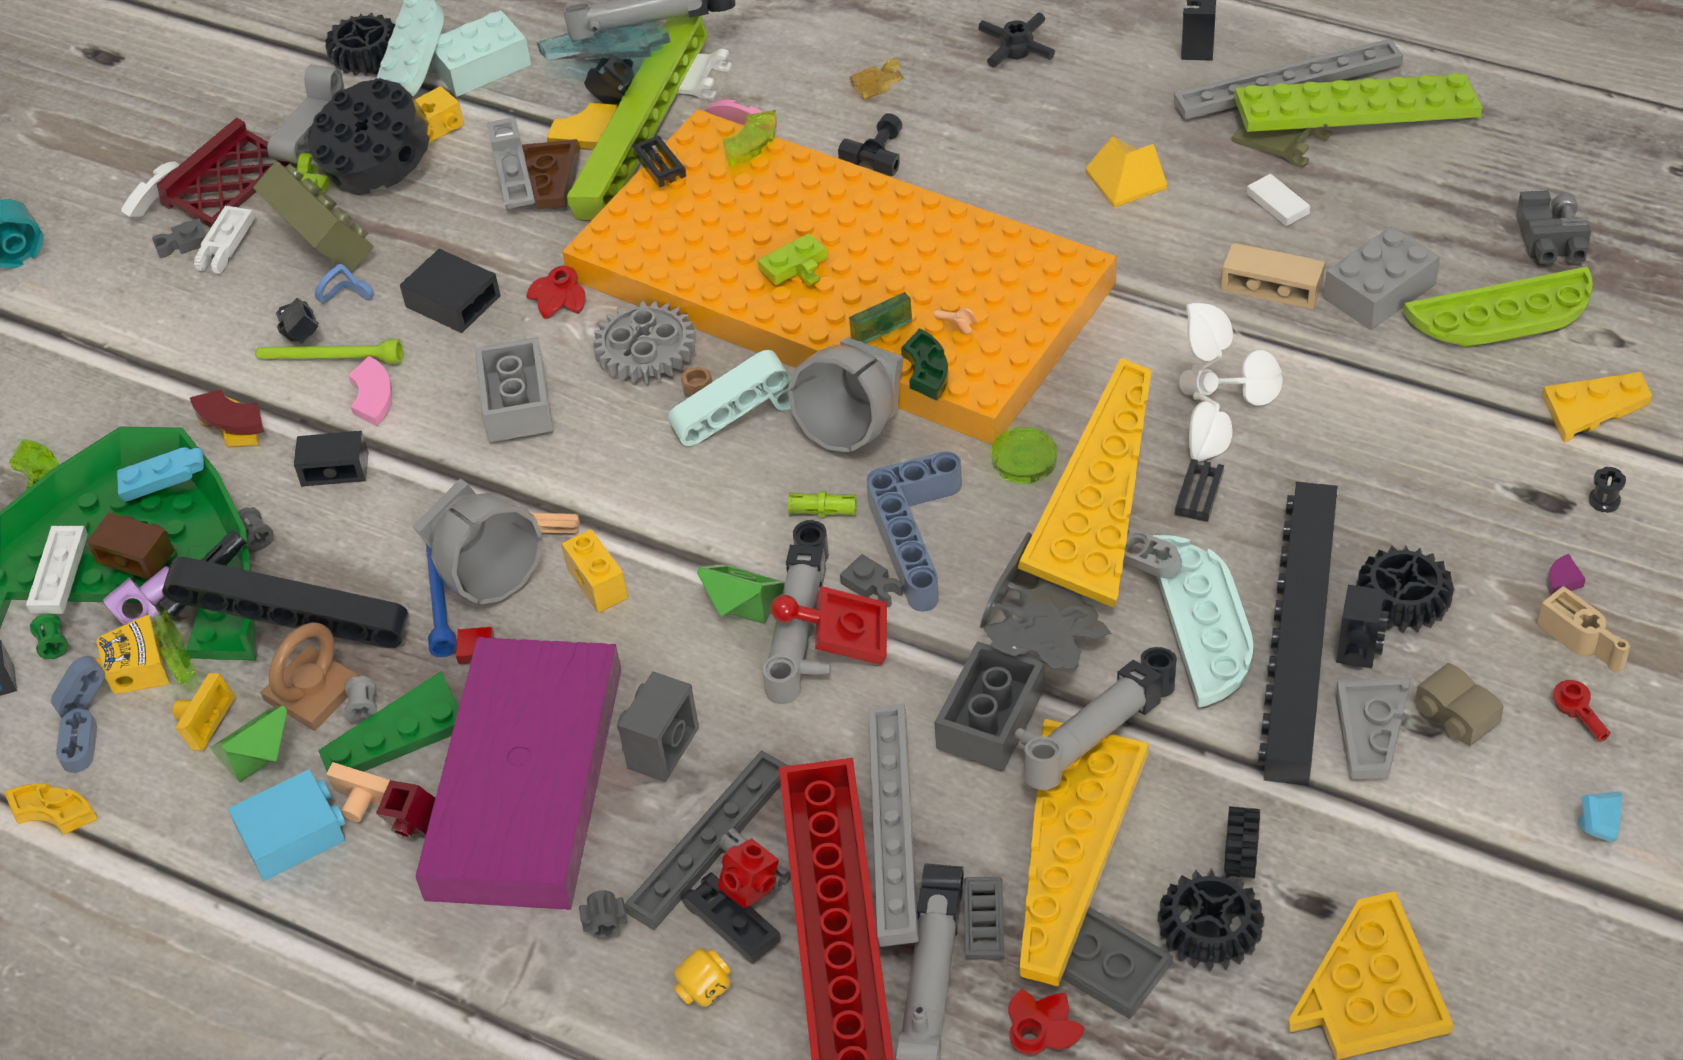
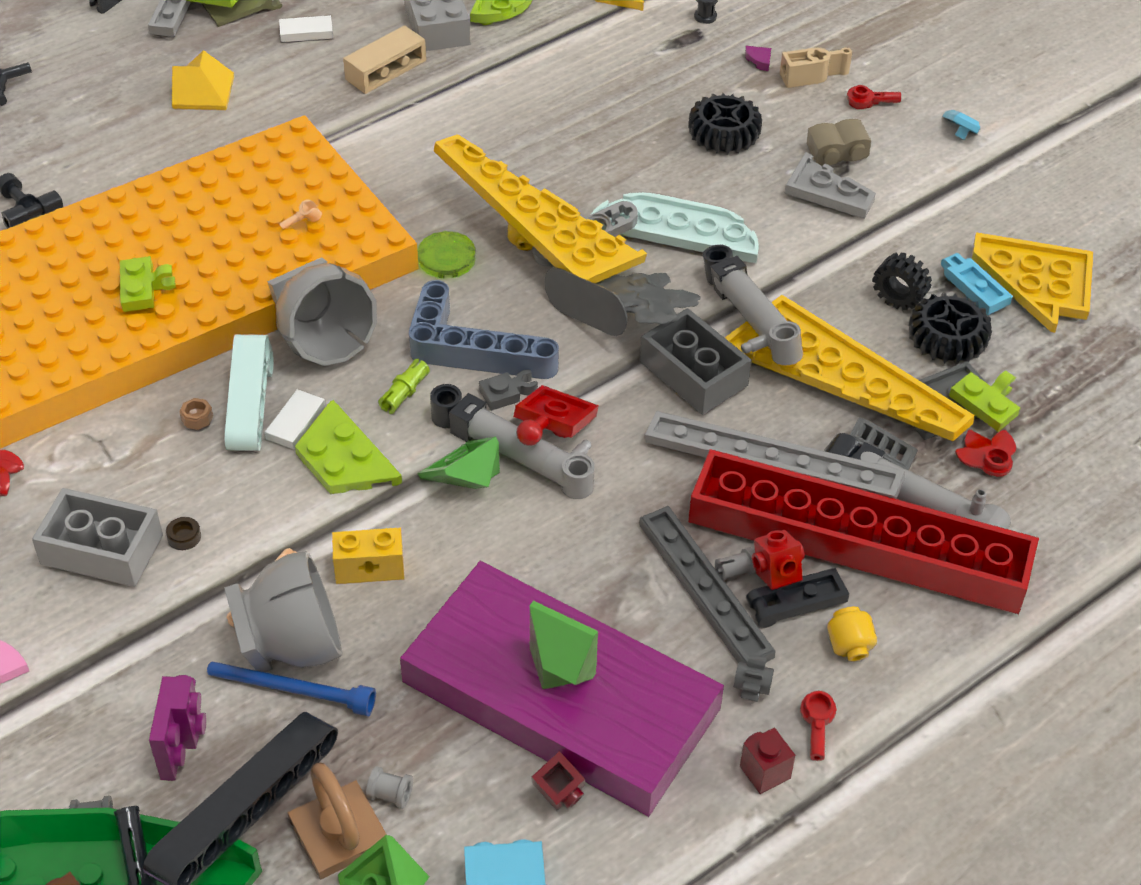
camera: 70 degrees left, 0 degrees up
(331, 458) = (52, 715): black brick -> none
(344, 529) = (176, 724): none -> magenta plate
(359, 787) = (505, 816): light nougat tile -> none
(398, 729) = (440, 767): green wing -> none
(466, 642) = (382, 676): red tile -> none
(511, 959) = (767, 760): none -> dark red brick
(513, 734) = (561, 647): none -> bright green slope
(562, 443) = (183, 533): none -> dark brown tile
(597, 985) = (818, 710): none -> red plate
(644, 341) = (92, 438): light grey gear -> none
(658, 726) = (587, 565): dark grey brick -> none
(715, 500) = (343, 454): none -> lime wing
(735, 450) = (295, 419): none -> white tile
(881, 318) = (267, 254): clear green plate -> none
(928, 362) = (339, 252): dark green tile -> none
(1112, 989) = (987, 401): none -> lime plate
(1204, 470) = (560, 179): black tile -> none
(1207, 335) = (465, 127): white plant -> none
(1300, 635) = (729, 184): black brick -> none
(1310, 922) = (976, 283): none -> medium azure hinge
(1360, 627) = (754, 150): black brick -> none

